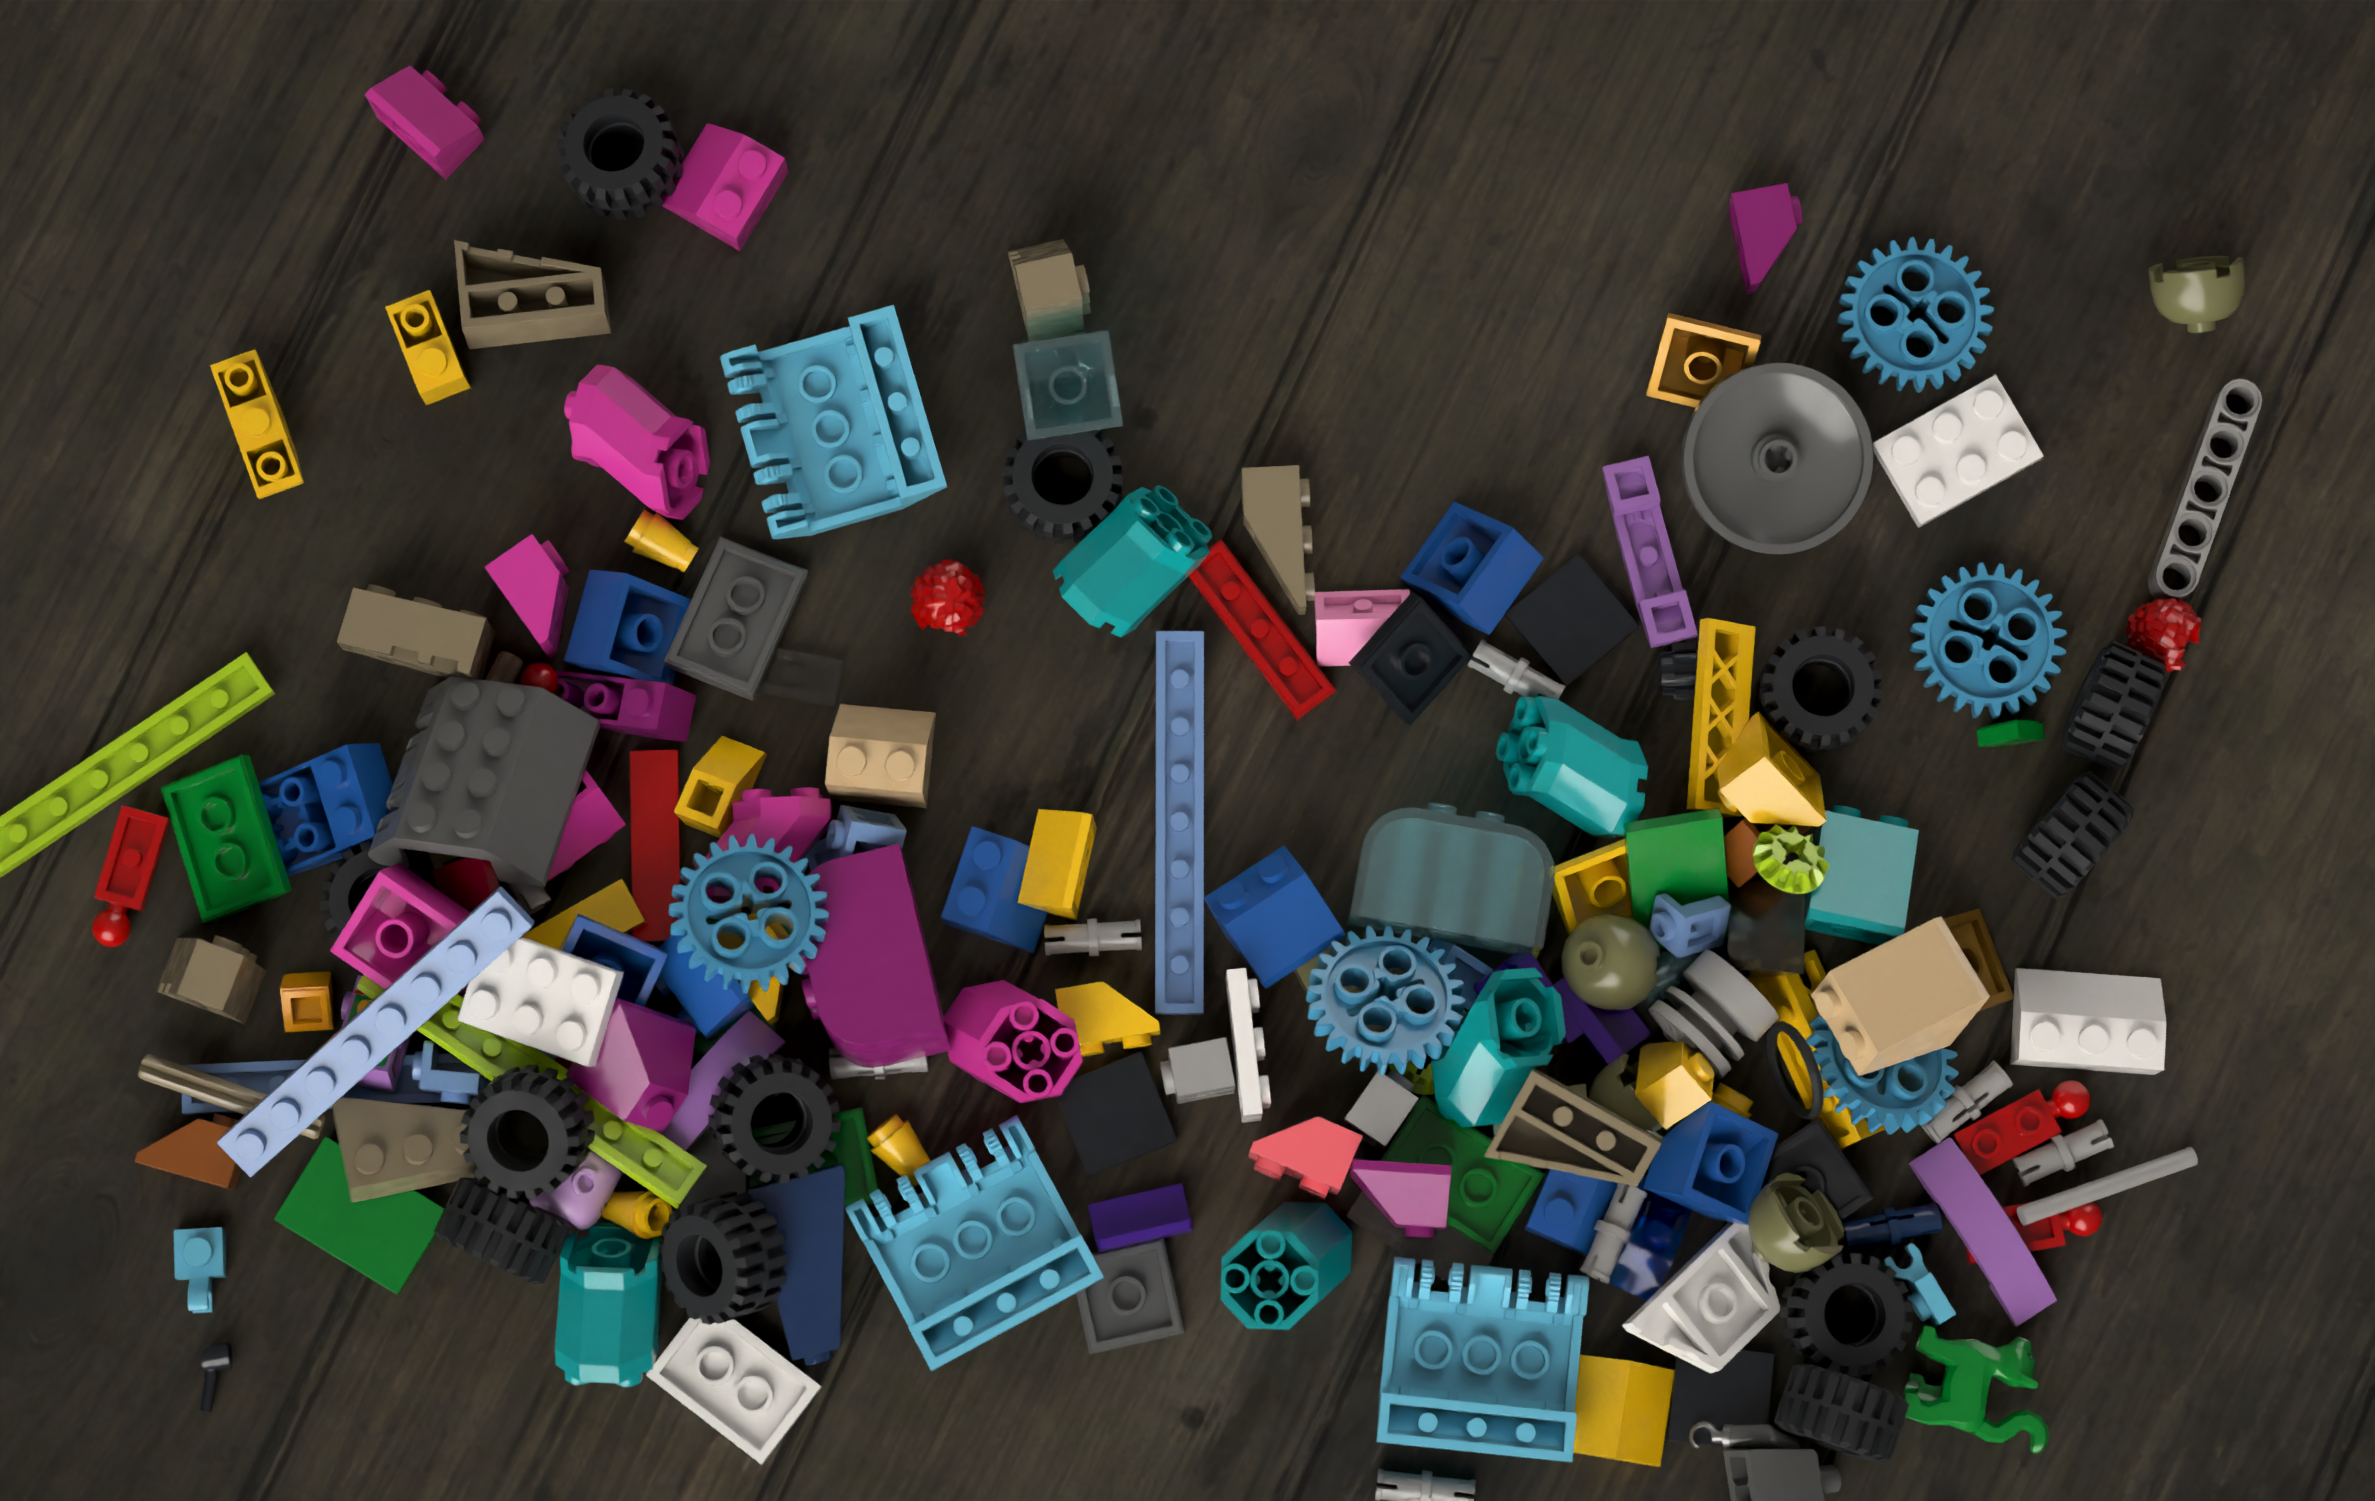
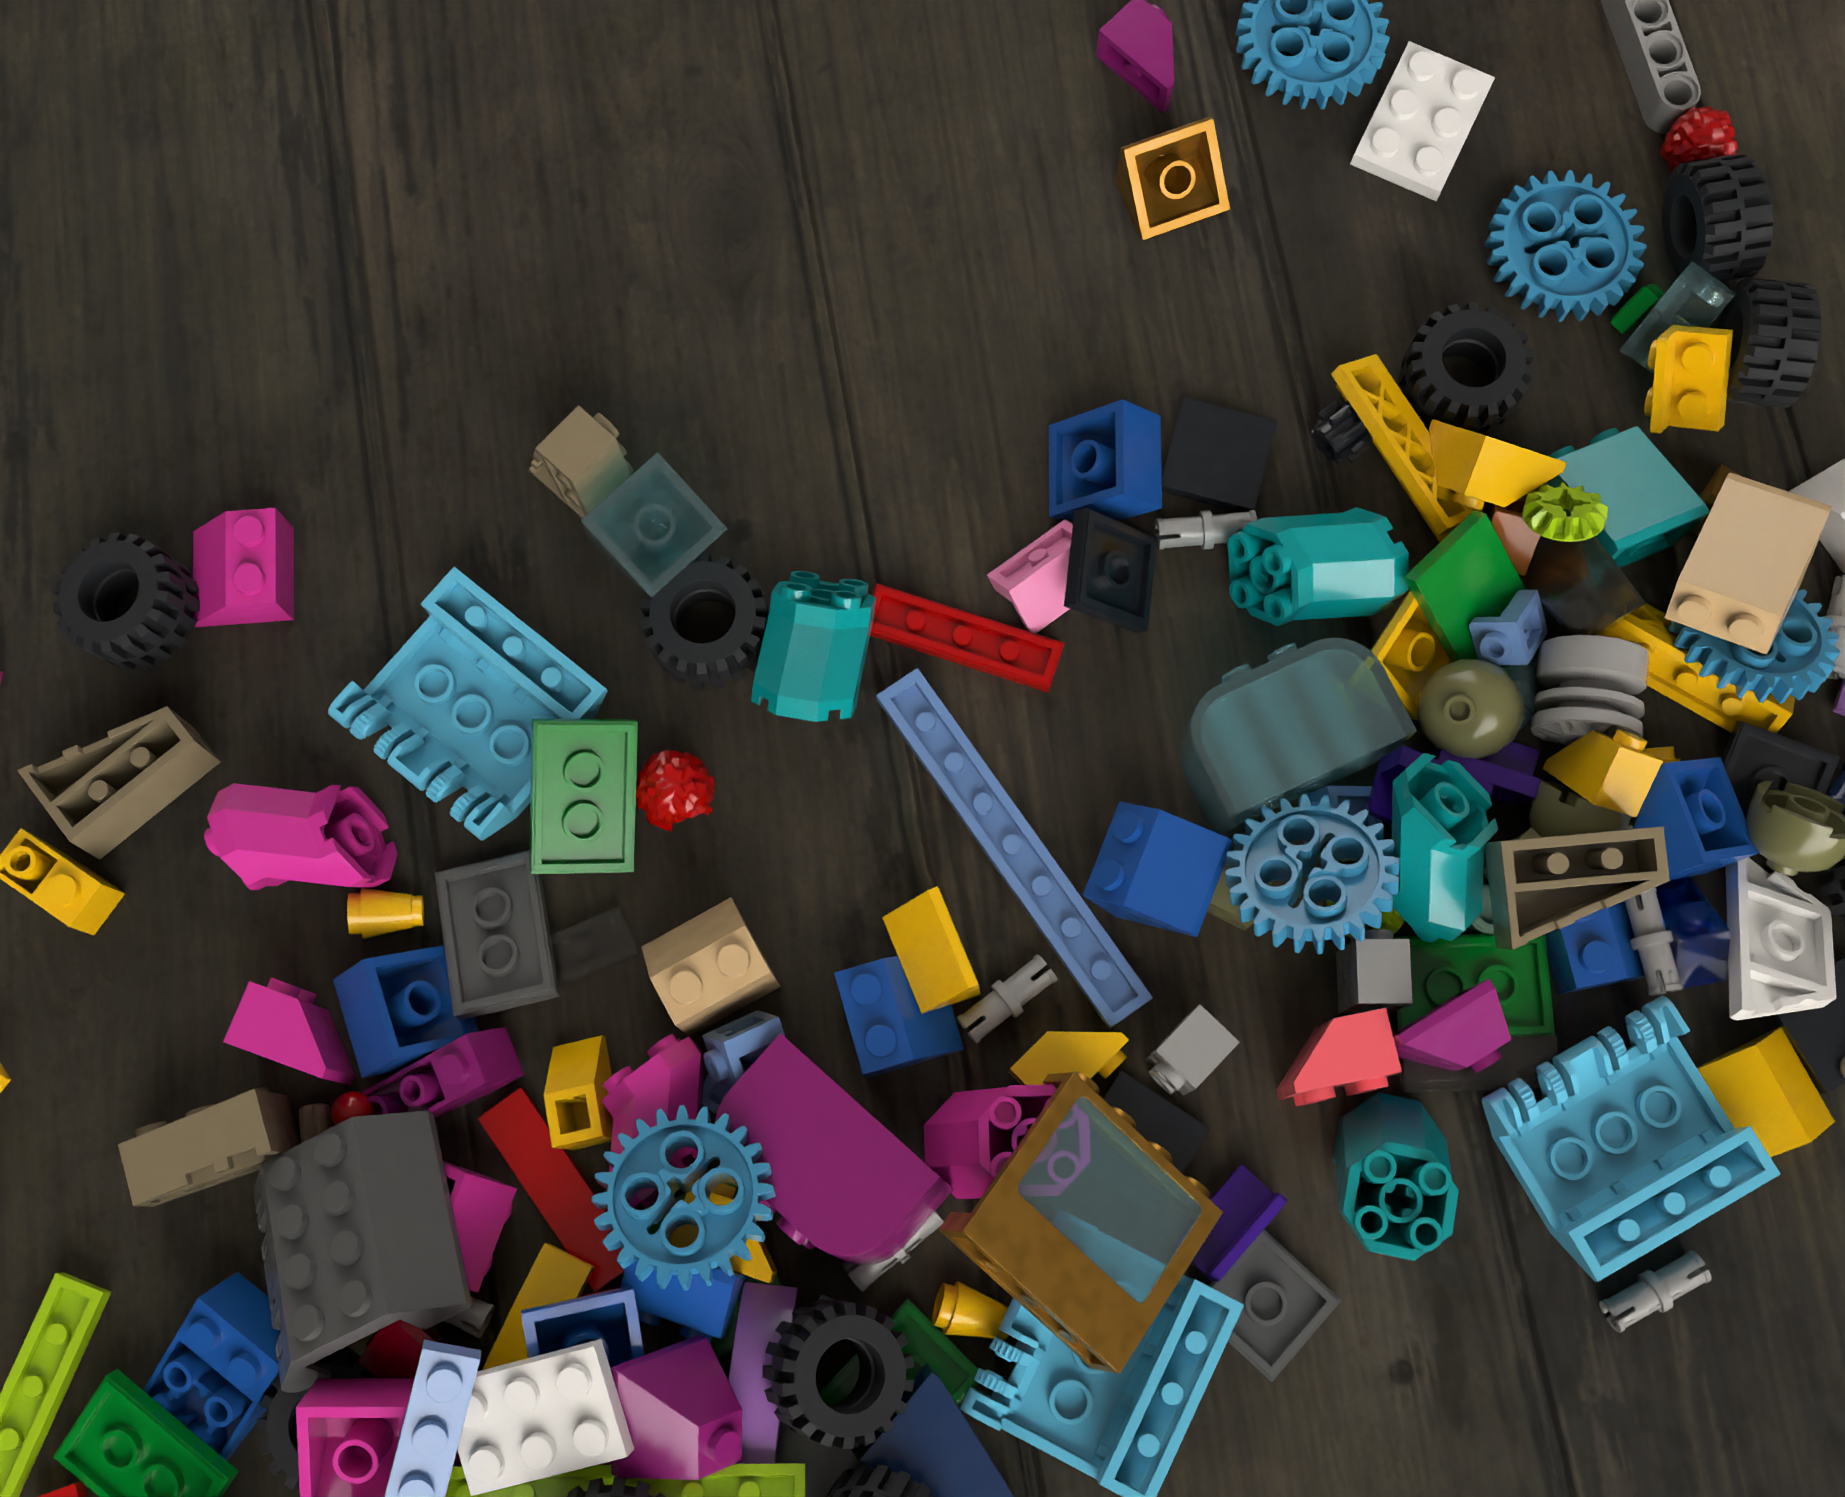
camera: 30 degrees left, 5 degrees down
(873, 556) = (582, 795): none -> green tile
(1029, 1137) = (1087, 1224): none -> panel
(1247, 1044) = (1183, 967): white plate -> none
(1274, 520) = (911, 537): dark tan slope -> none
(1648, 552) = (1238, 360): medium lavender slope -> none
(1777, 458) = (1290, 210): dark grey dish -> none
(1810, 1062) = (1717, 672): black tyre -> none
(1988, 820) = (1689, 378): none -> yellow bracket
(2019, 766) = (1691, 301): none -> clear light blue hinge

